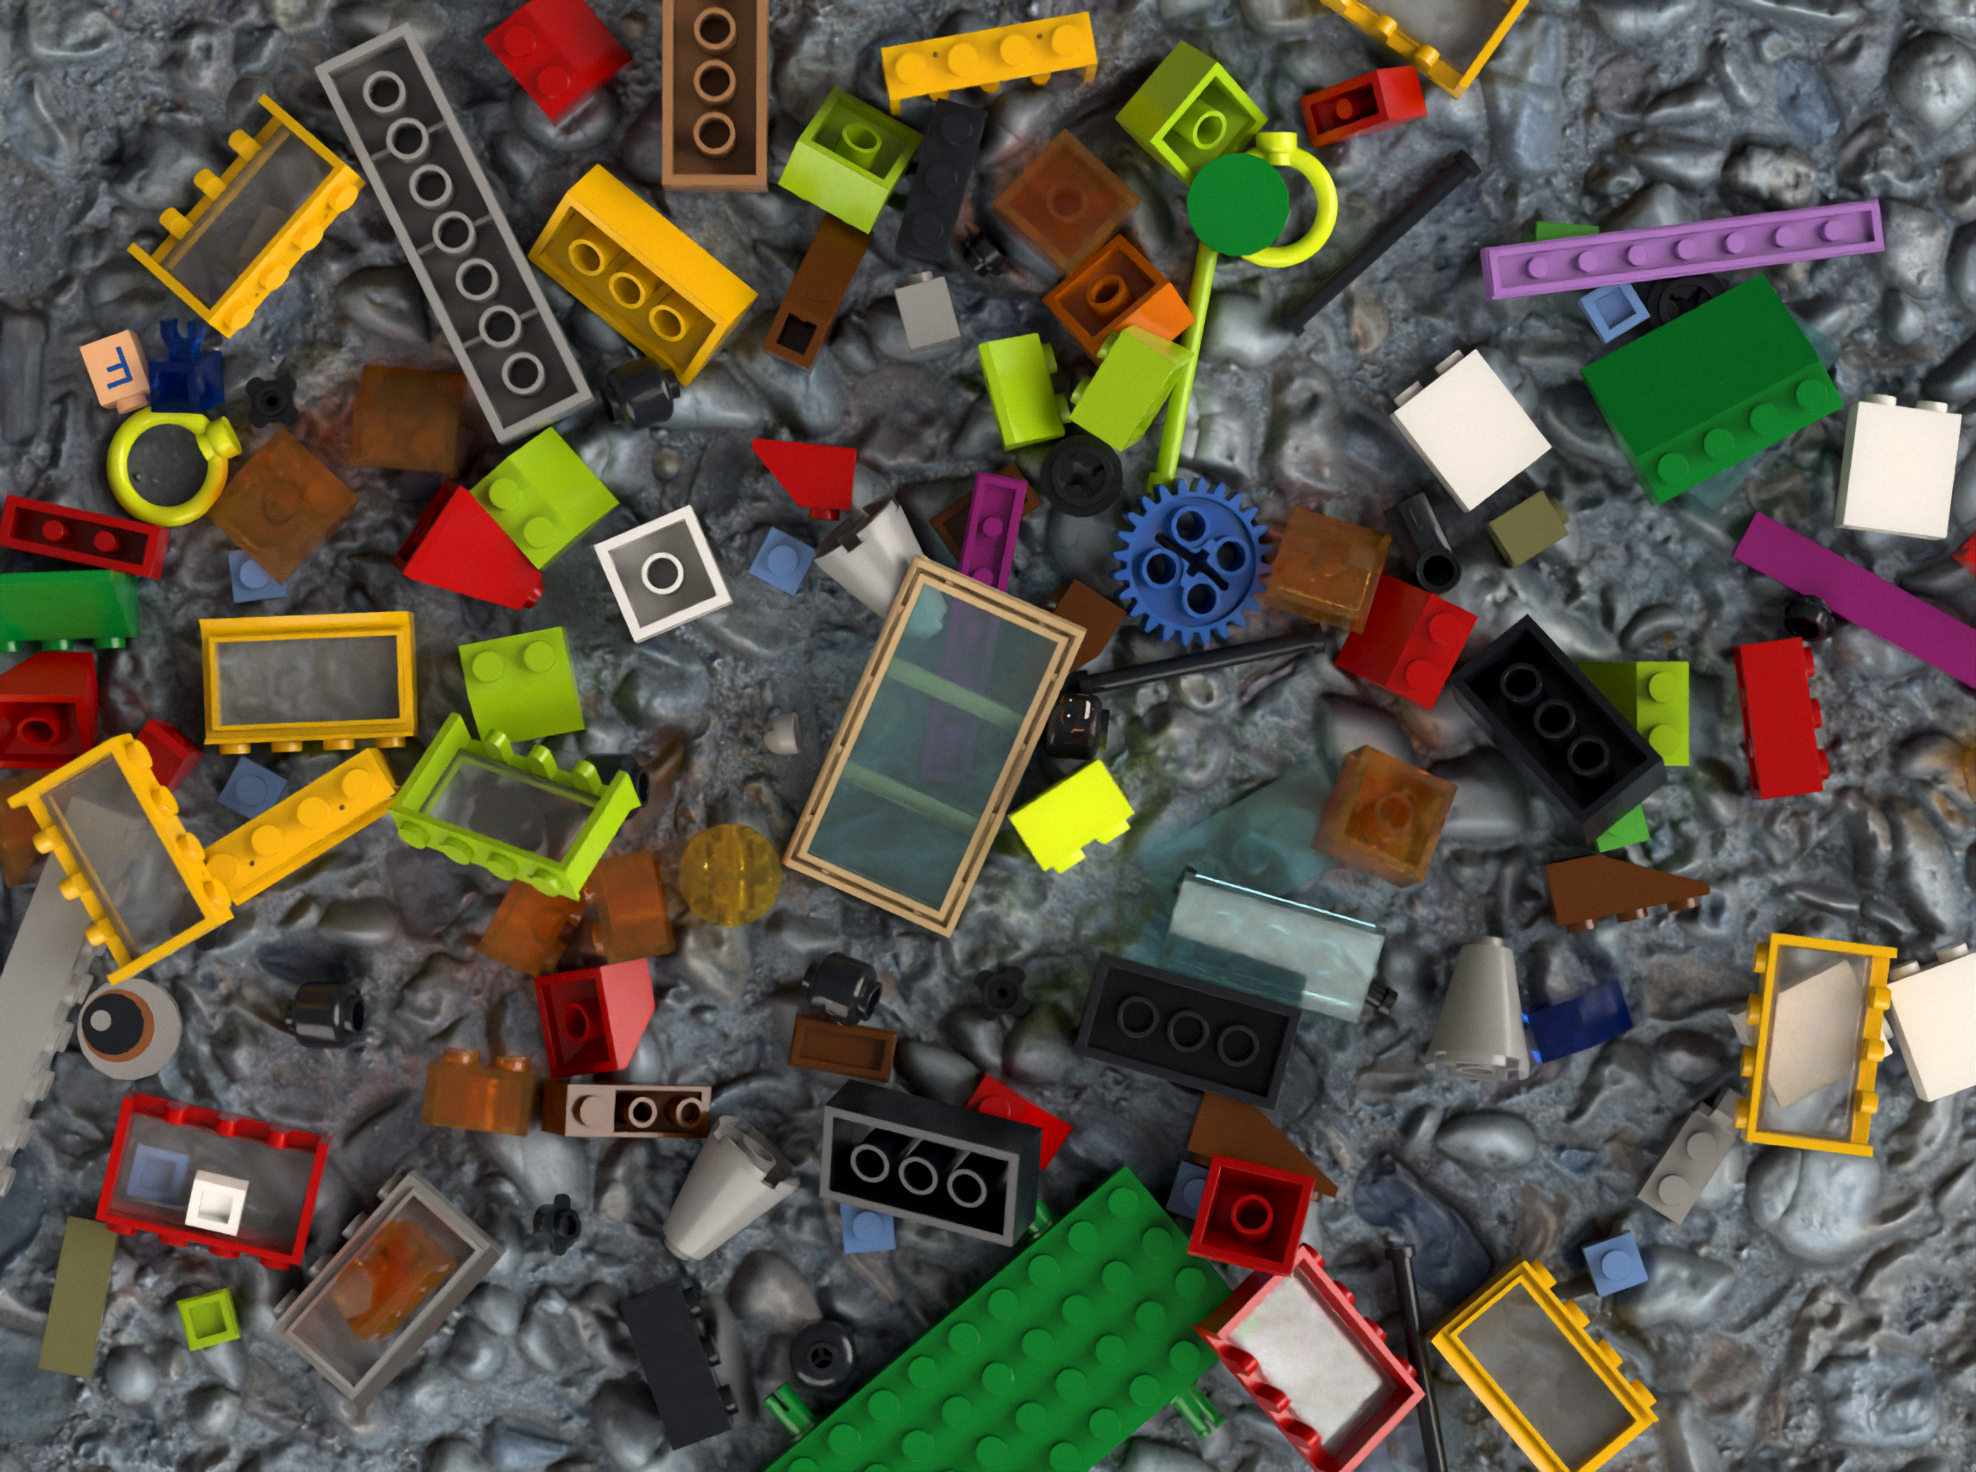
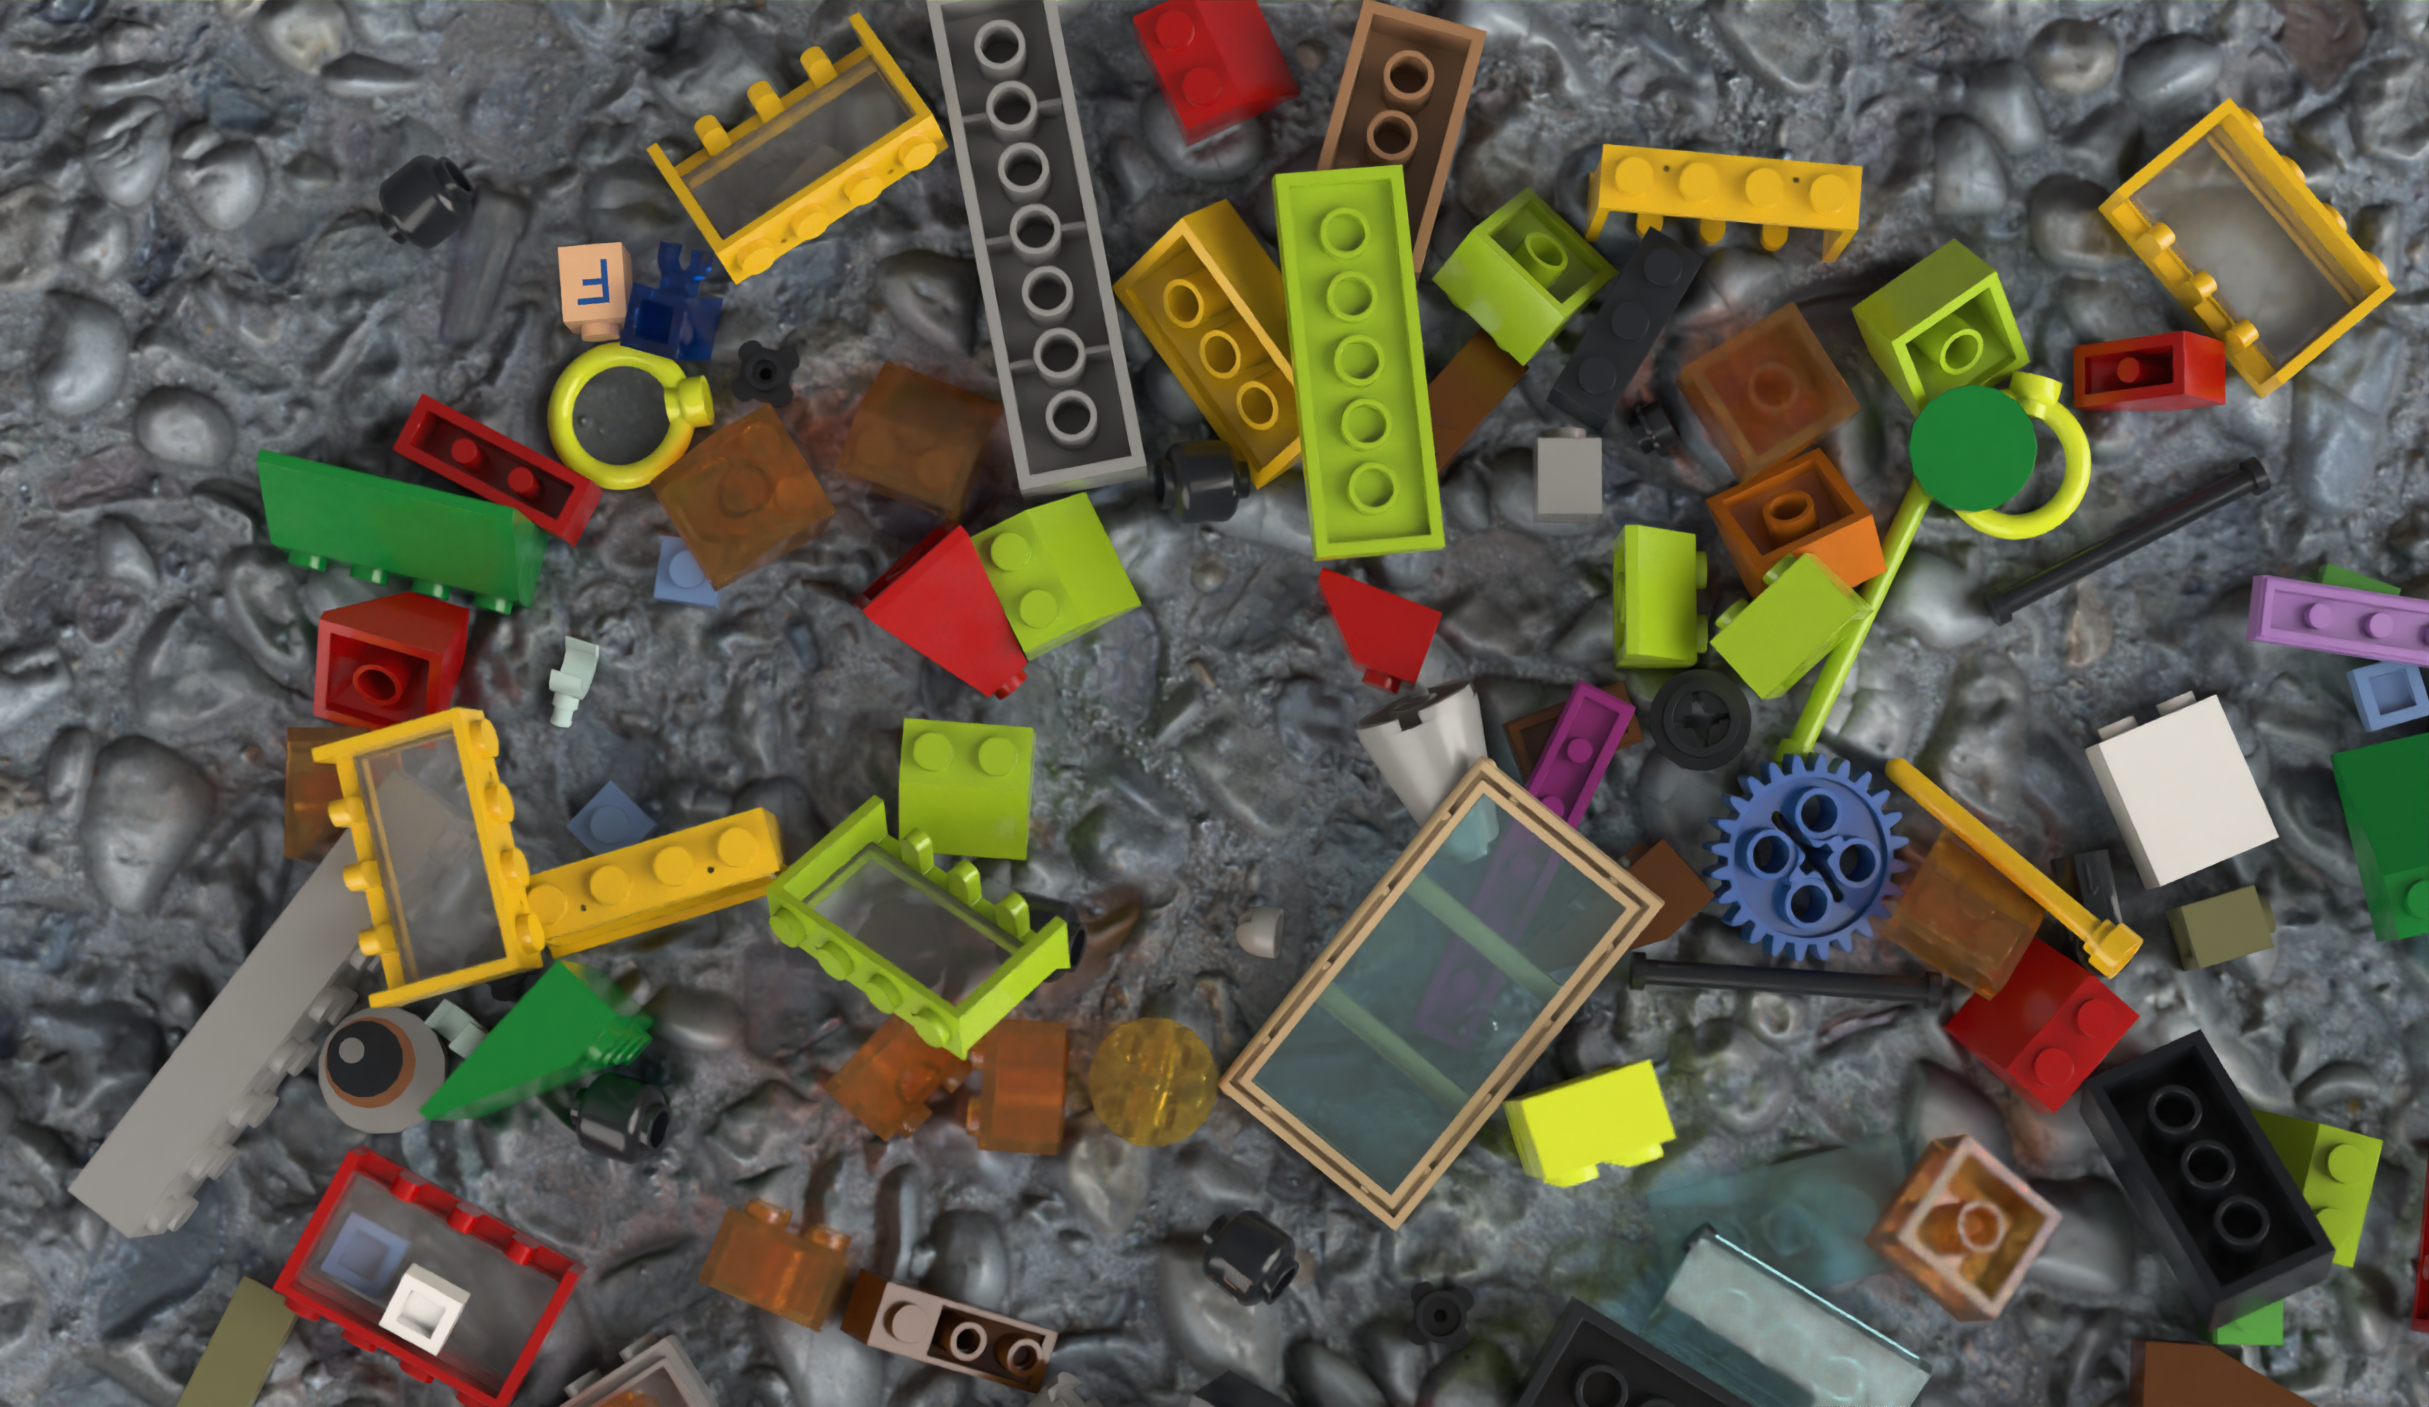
camera: 20 degrees right, 5 degrees down
(170, 751) = (525, 753): red slope -> none
(187, 984) = (457, 1026): none -> light aqua piece
(189, 684) = (573, 679): none -> light aqua piece
(261, 964) = (557, 1034): none -> green slope
(309, 680) = (716, 713): window -> none
(594, 1016) = (942, 1208): red slope -> none
(663, 574) = (1171, 700): white brick -> none
(735, 271) = (1358, 362): none -> lime plate
(782, 561) = (1316, 725): medium blue plate -> none
(842, 1050) = (1229, 1332): reddish brown tile -> none
(1076, 727) = (1617, 1018): black head -> none
(1437, 567) = (2107, 944): none -> yellow piece

